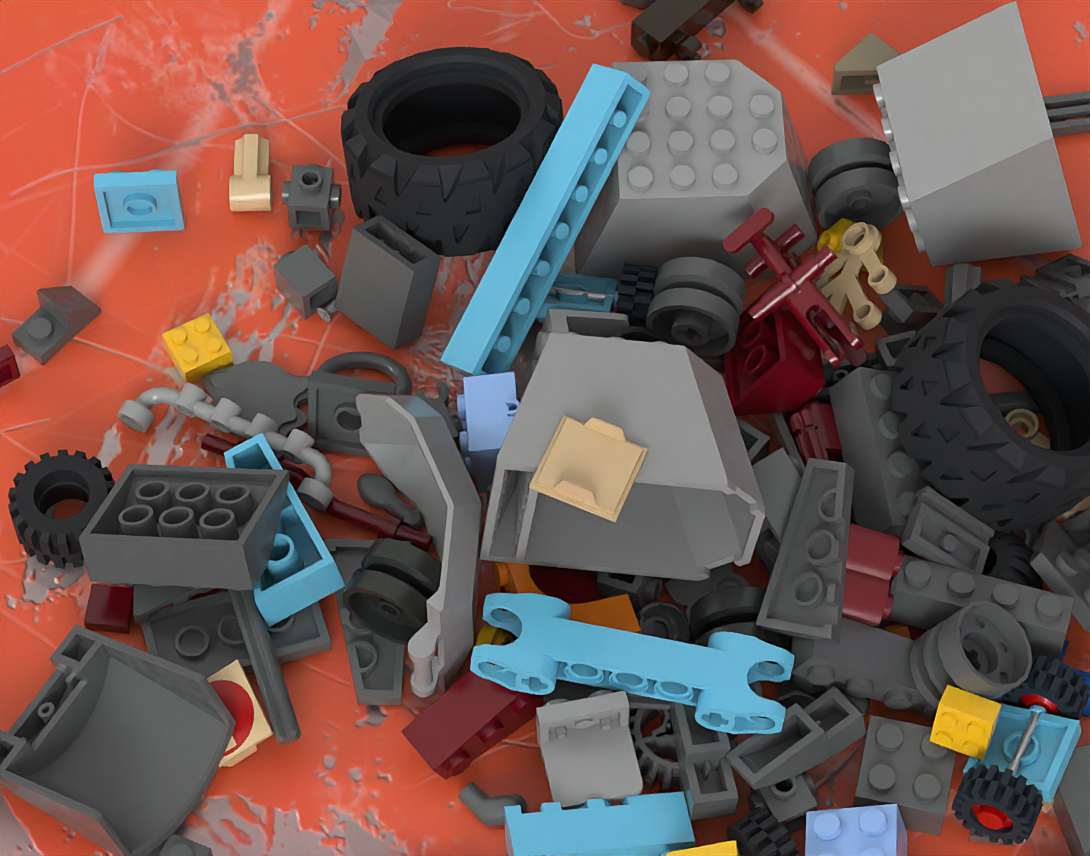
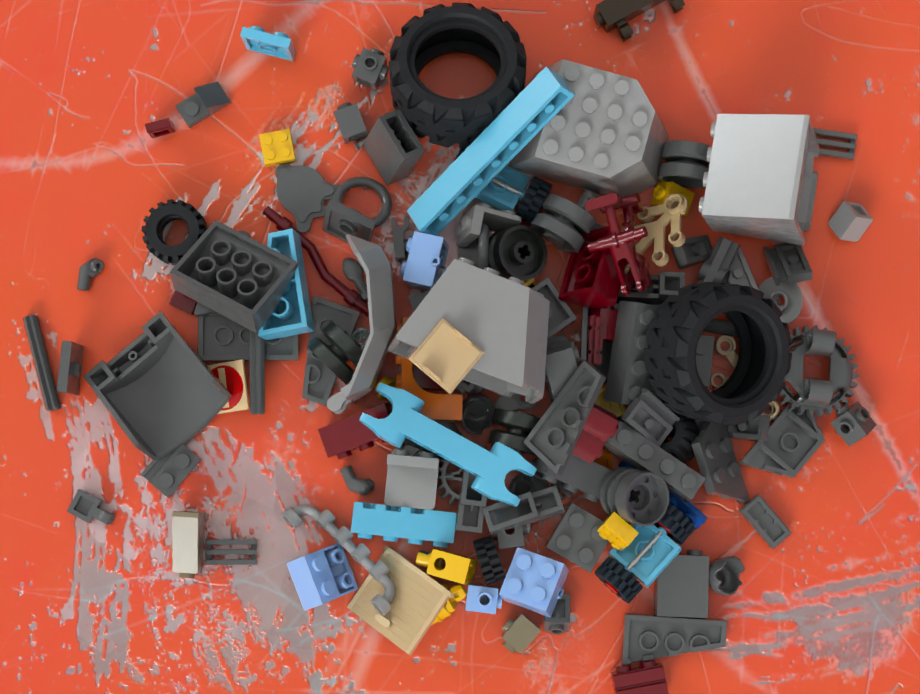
camera: 20 degrees right, 25 degrees up
(227, 419) = (295, 217): light grey bar -> none
(251, 185) = (339, 46): tan piece -> none
(857, 69) = (730, 79): dark tan slope -> none

